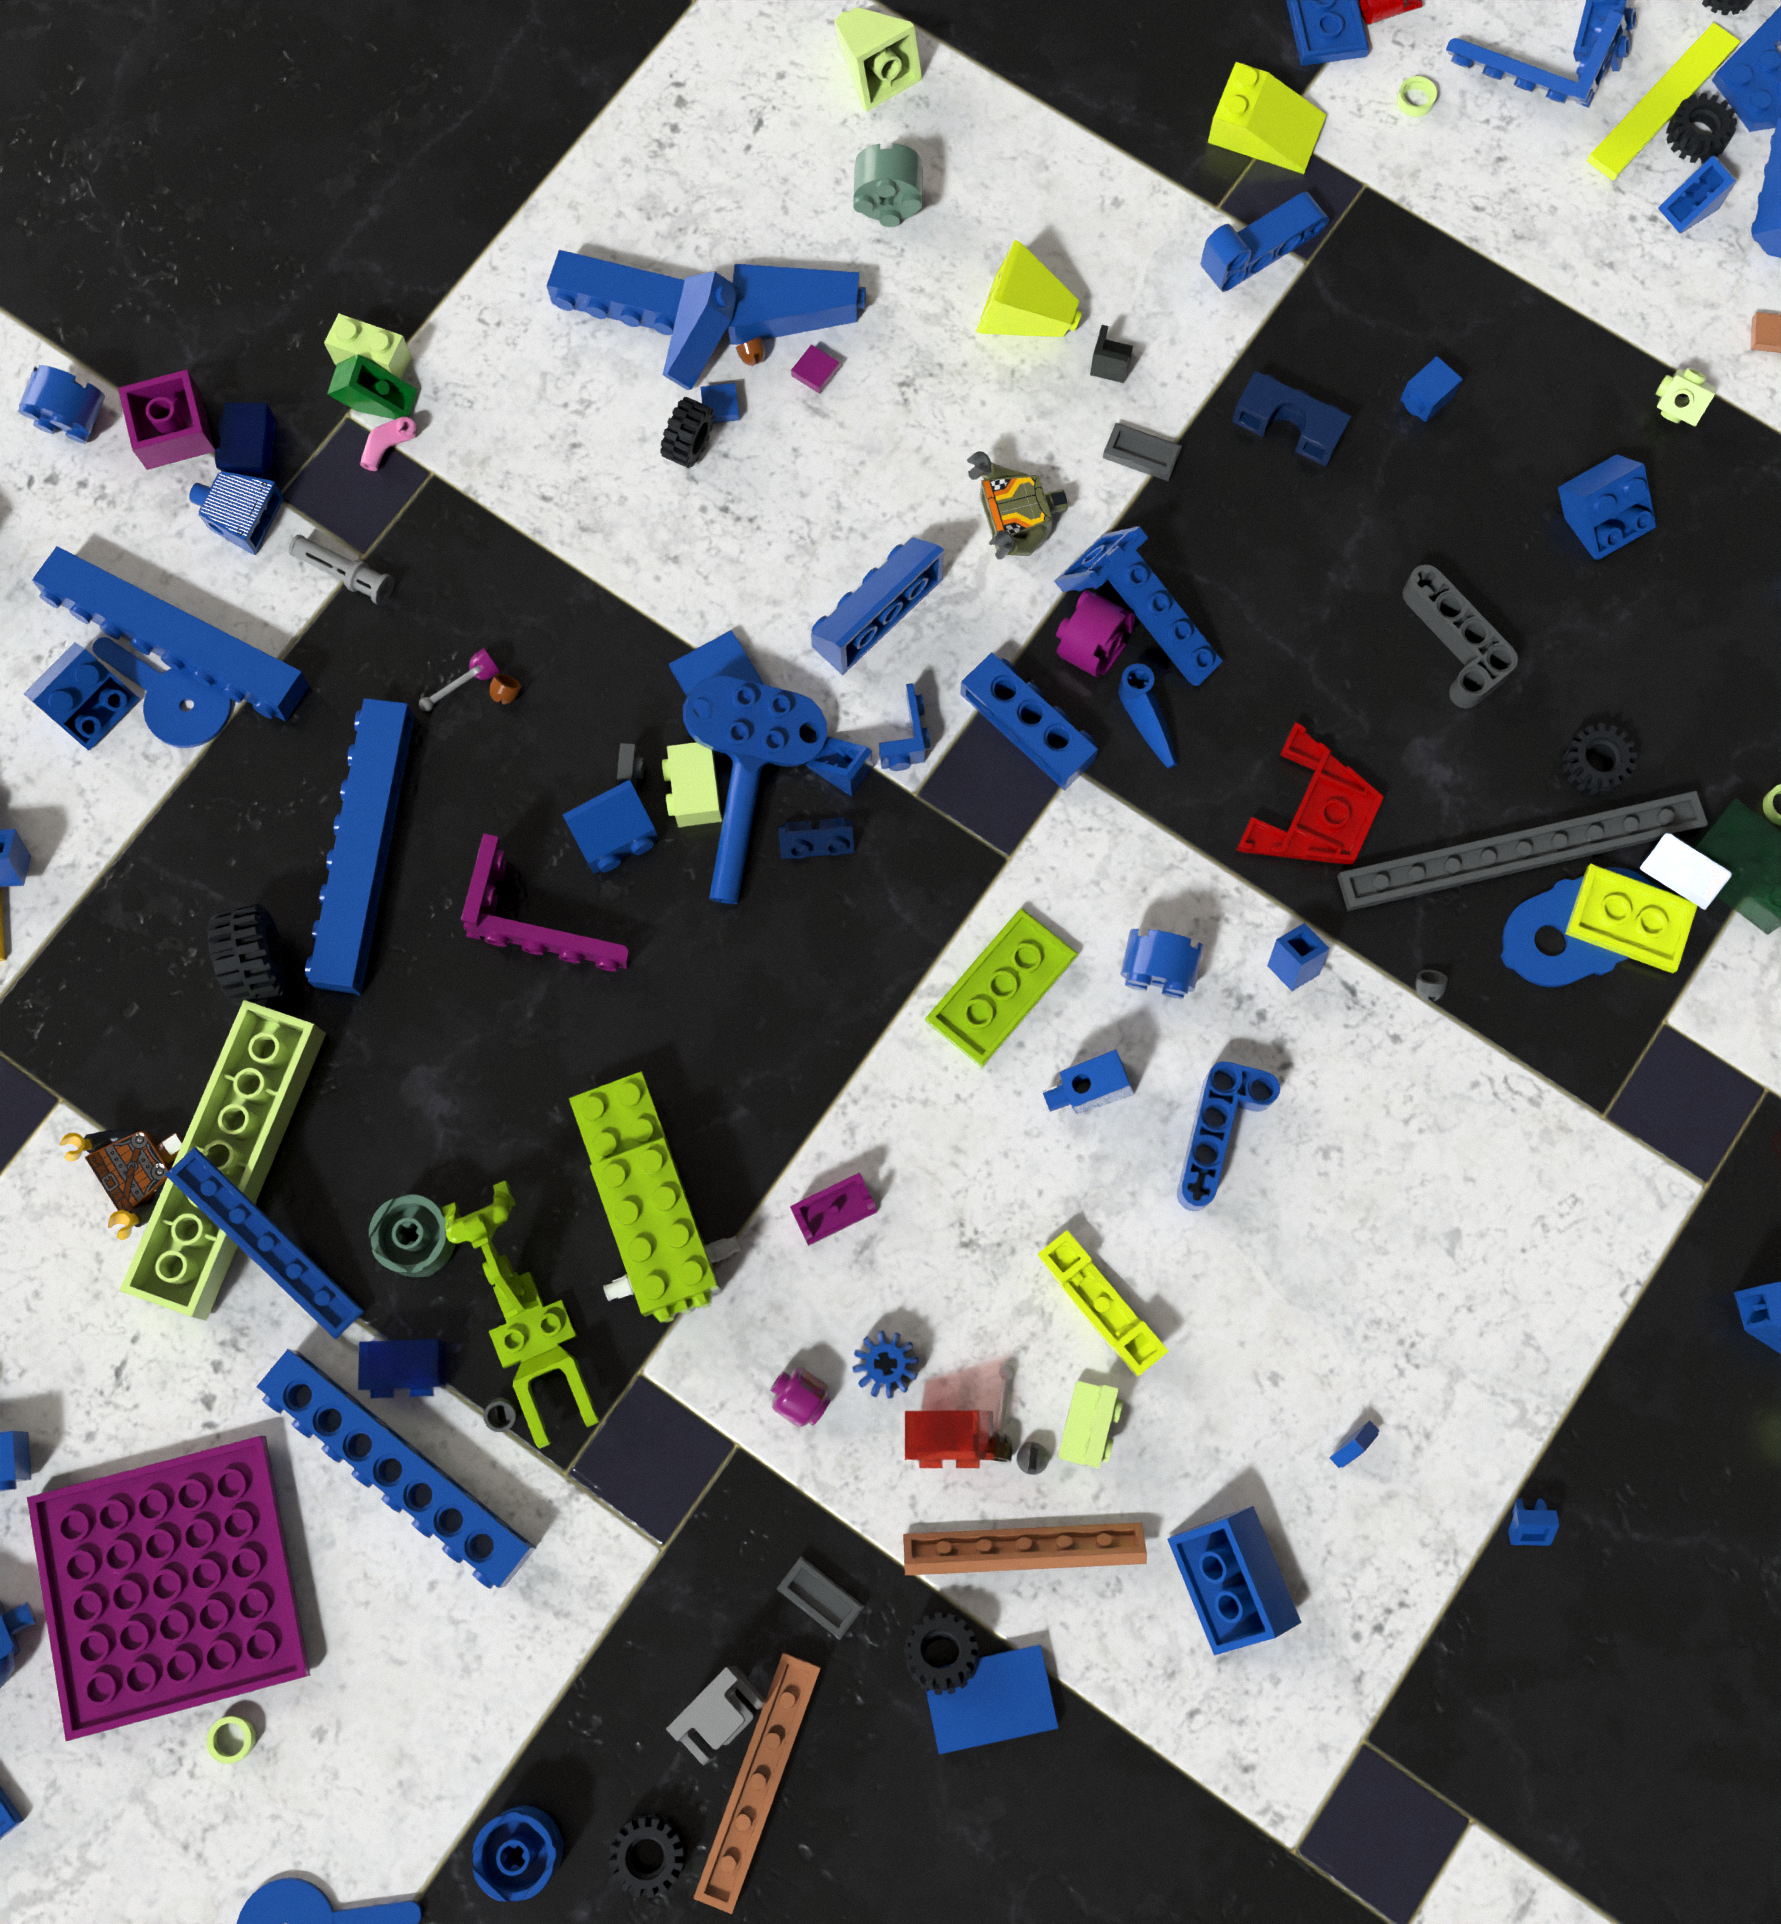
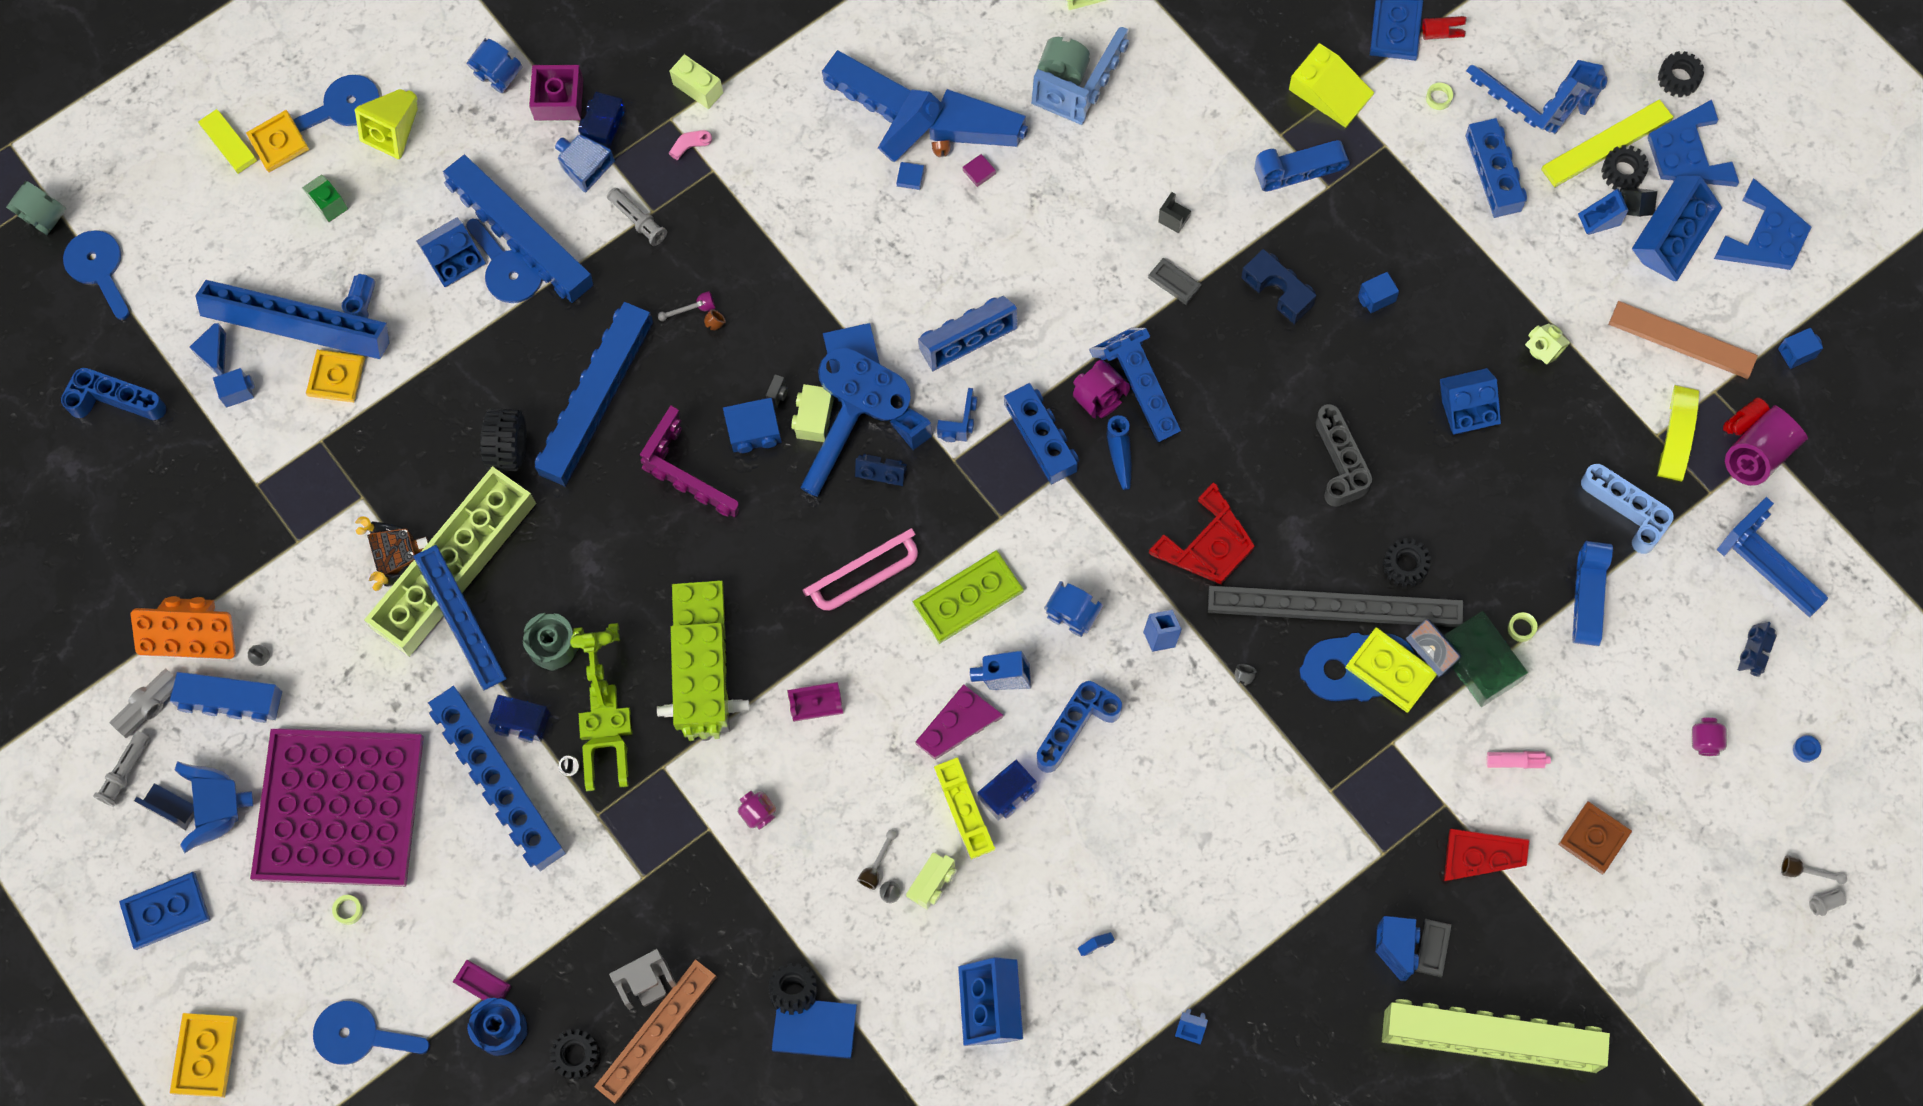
camera: 20 degrees right, 5 degrees down
(371, 389) = (690, 107): green slope -> none
(471, 1788) = (480, 982): none -> magenta tile
(687, 432) = (881, 189): black tyre -> none
(820, 993) = (813, 589): none -> bright pink piece
(820, 1597) = (730, 935): dark grey tile -> none
(877, 1374) = (806, 810): blue gear -> none
(911, 231) = (1067, 98): none -> medium blue bracket
(949, 1436) = (840, 859): clear red brick -> none
(1015, 506) = (1077, 294): torso -> none
(1024, 1548) = (865, 943): nougat plate -> none
(1028, 299) = (1130, 162): neon yellow slope -> none
(1047, 1176) = (957, 721): none -> magenta wing
(1155, 1256) = (1008, 790): none -> clear blue brick
(1529, 173) = (1501, 201): none -> blue brick
(1742, 165) = (1639, 201): none -> pearl dark grey panel

